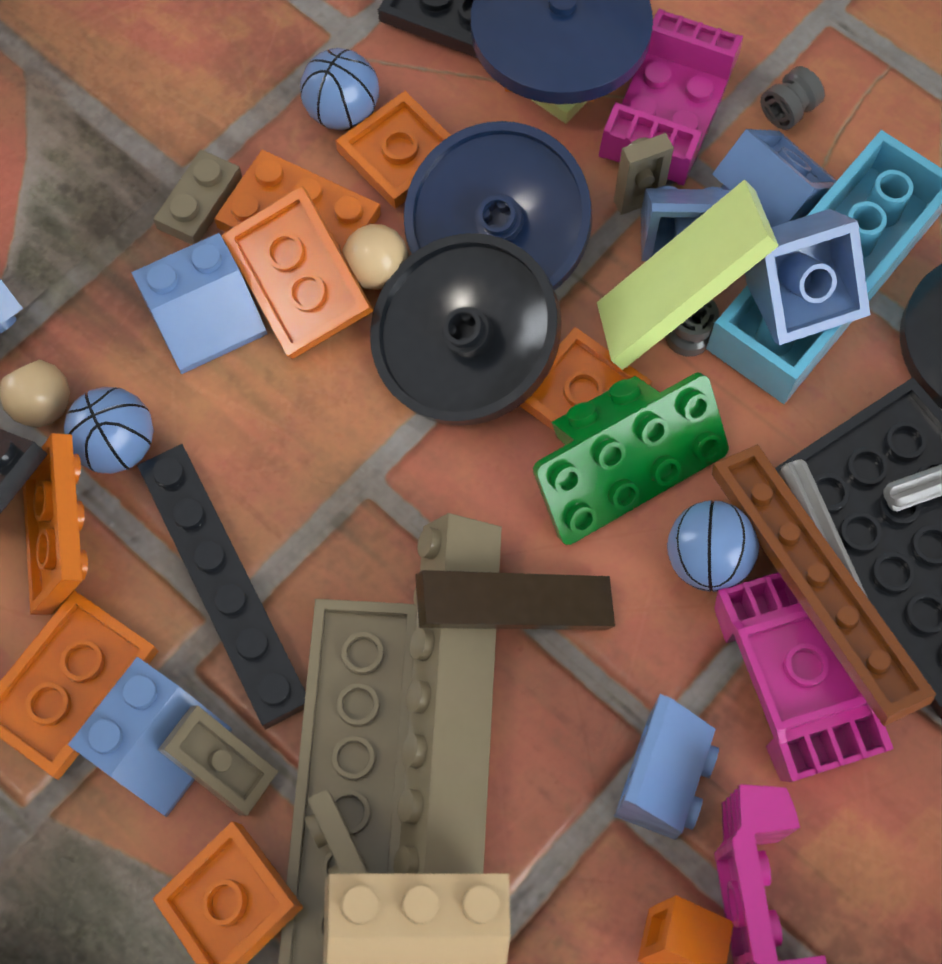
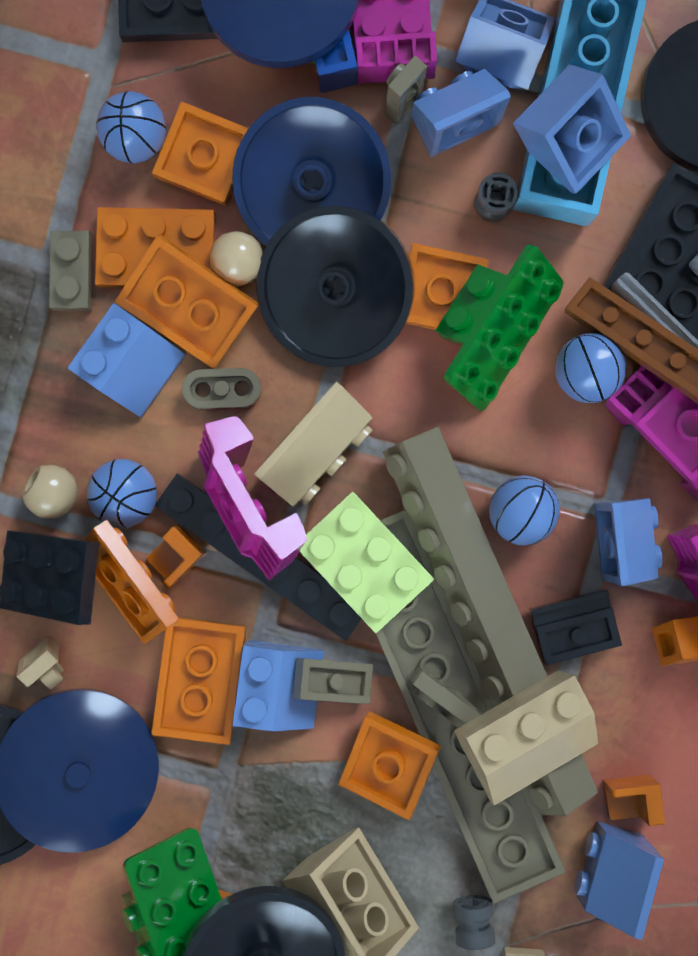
camera: 30 degrees left, 20 degrees up
(128, 532) = (175, 555): none -> orange panel
(230, 543) = (222, 455): none -> dark pink plate
(287, 381) = (223, 388): none -> dark tan plate
(333, 638) = (365, 562): none -> yellowish green plate
(349, 478) = (316, 446): none -> tan slope
(513, 601) = (475, 478): dark brown tile -> none
(551, 851) = (575, 627): none -> black plate
(554, 670) = (524, 510): none -> medium blue piece
(582, 126) = (337, 67): none -> blue panel
(686, 274) = (485, 169): yellowish green tile -> none

